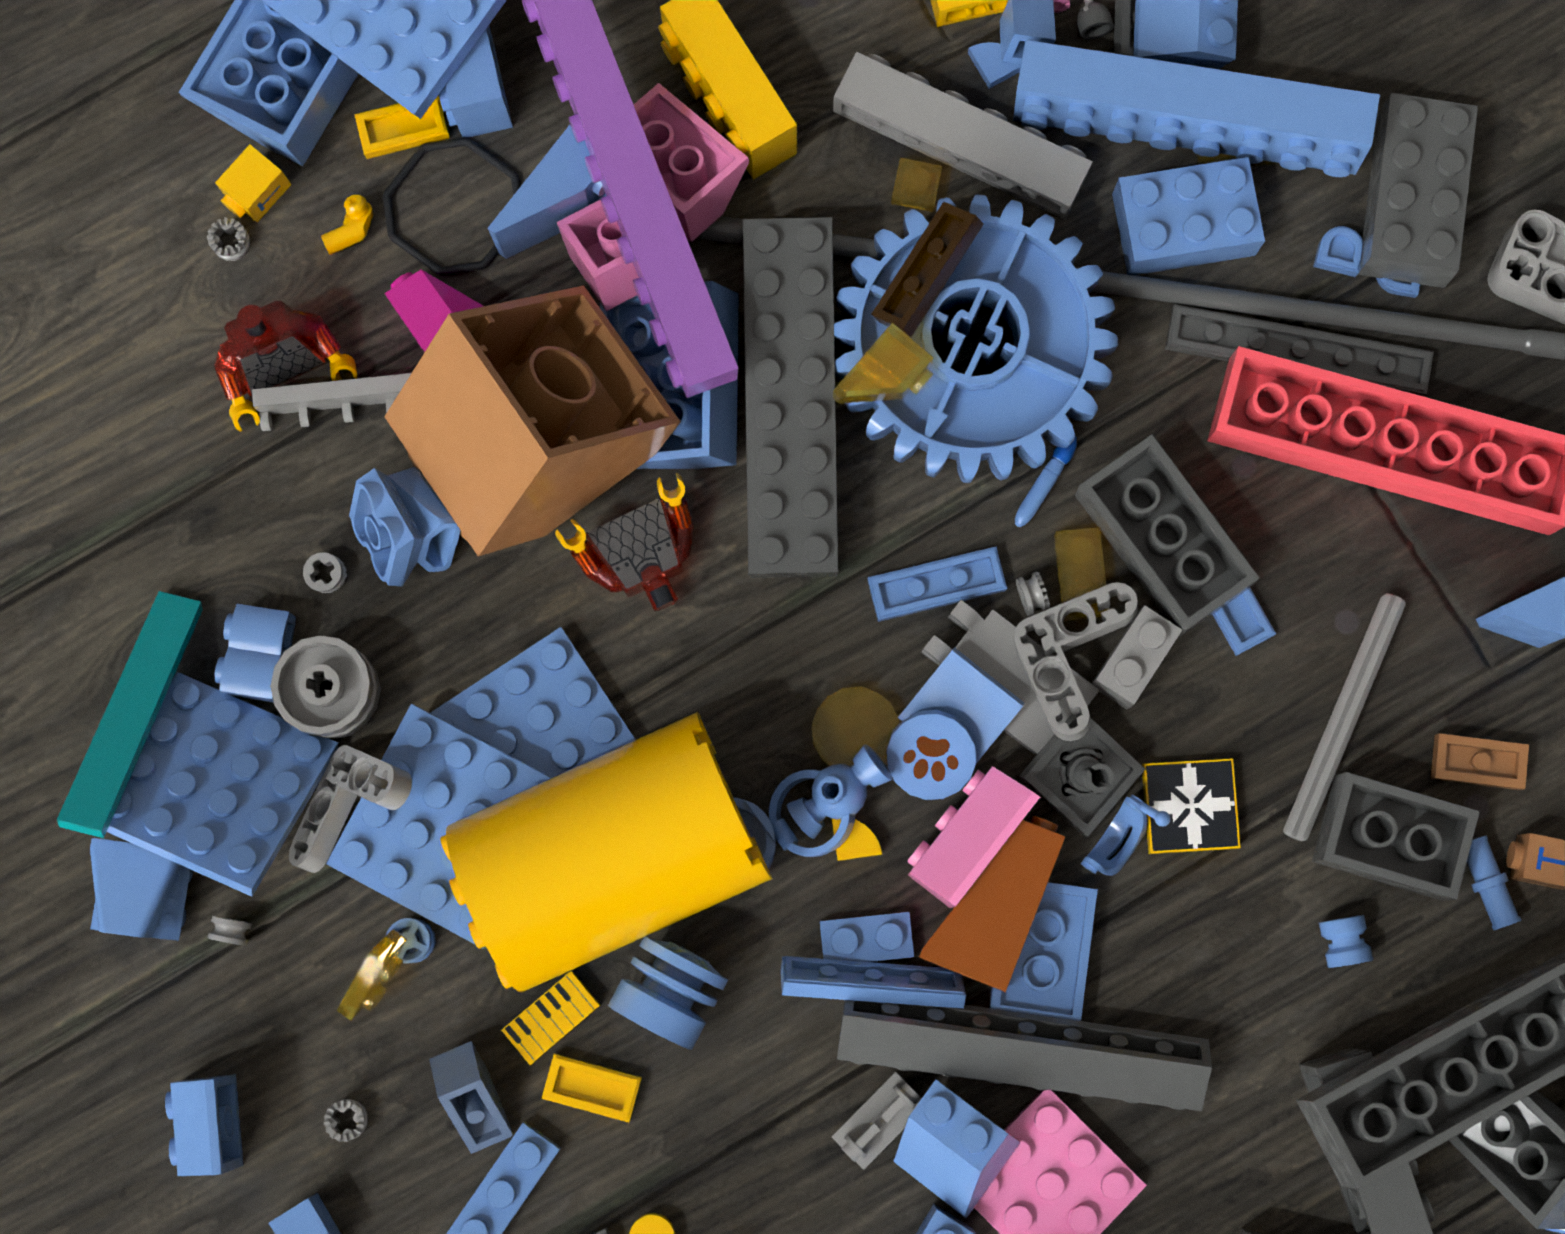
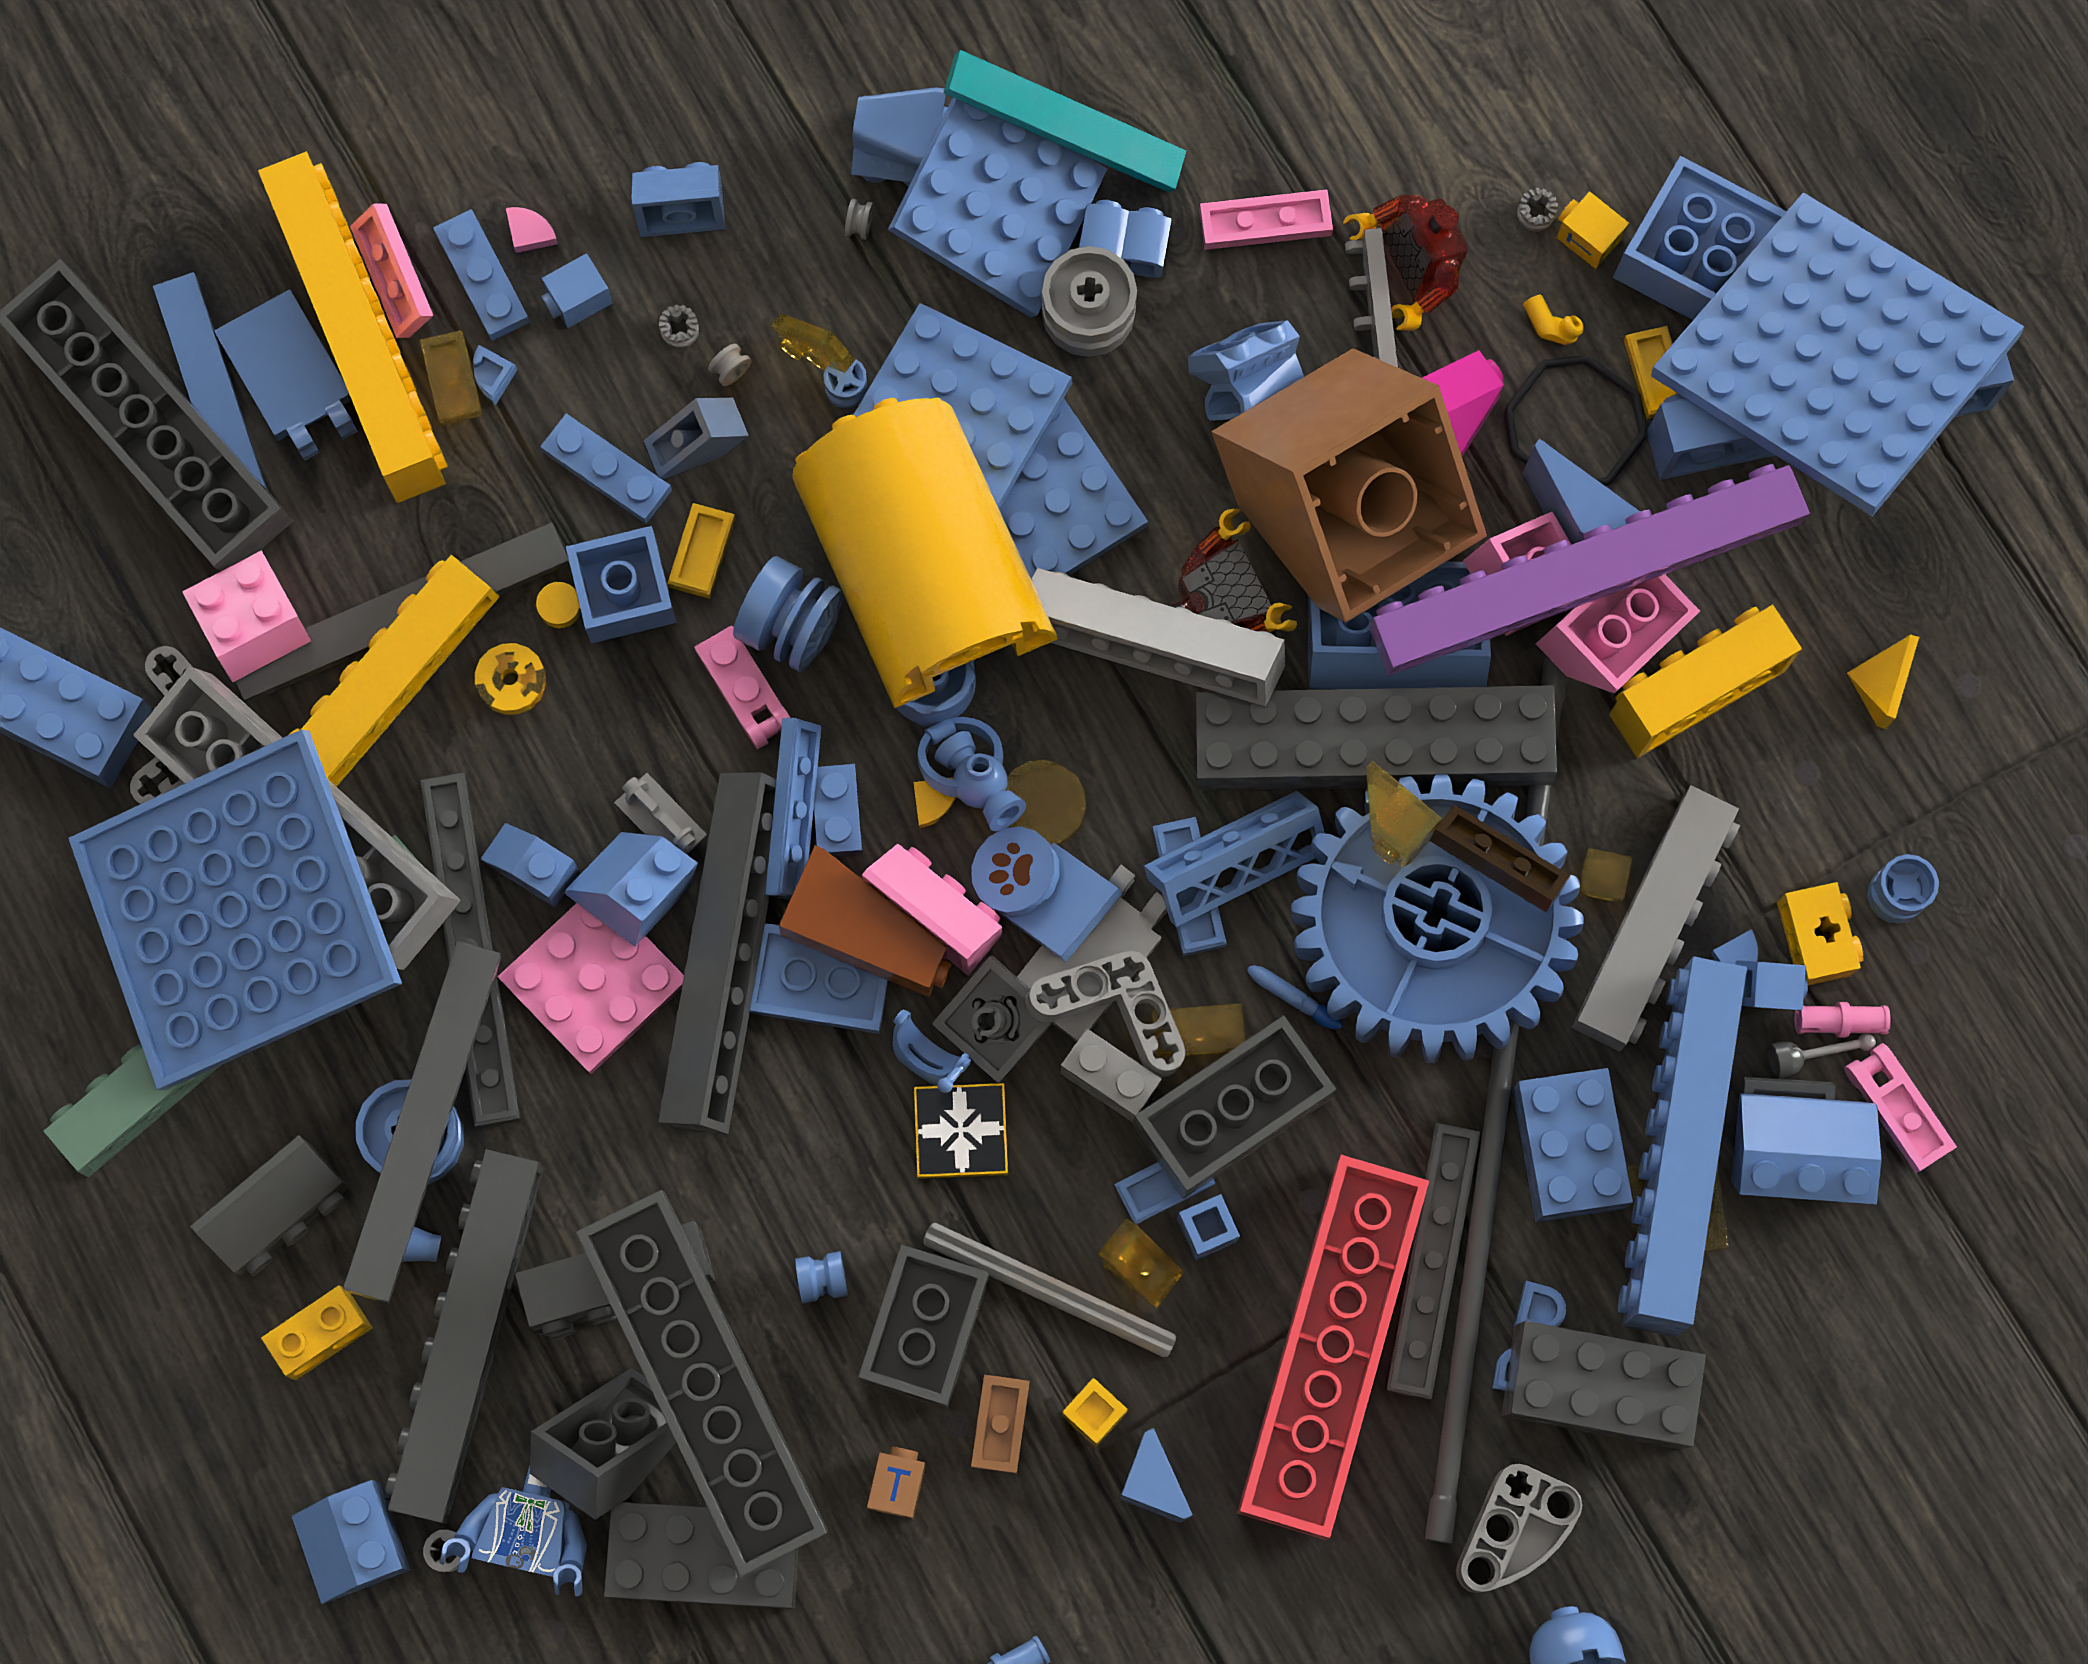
camera: 85 degrees right, 5 degrees down
(236, 509) = (1266, 219): none -> bright pink plate
(311, 570) = (1200, 314): light grey bush -> none
(345, 777) = (999, 324): light grey beam -> none
(390, 1064) = (729, 364): none -> light grey bush
(550, 1017) = (769, 512): yellow tile -> none
(635, 1171) = (621, 584): none -> medium blue brick
(692, 610) = (1161, 638): none -> brick
(738, 1039) = (742, 685): none -> bright pink plate
(904, 535) = (1236, 847): none -> medium blue fence
(1032, 594) = (1177, 976): light grey bush -> none
(1284, 560) = (1208, 1227): none -> medium blue brick
(1318, 628) = (1140, 1263): none -> clear yellow slope
(1471, 668) = (1094, 1412): none -> yellow panel
(1491, 884) = (877, 1428): medium blue pin -> none

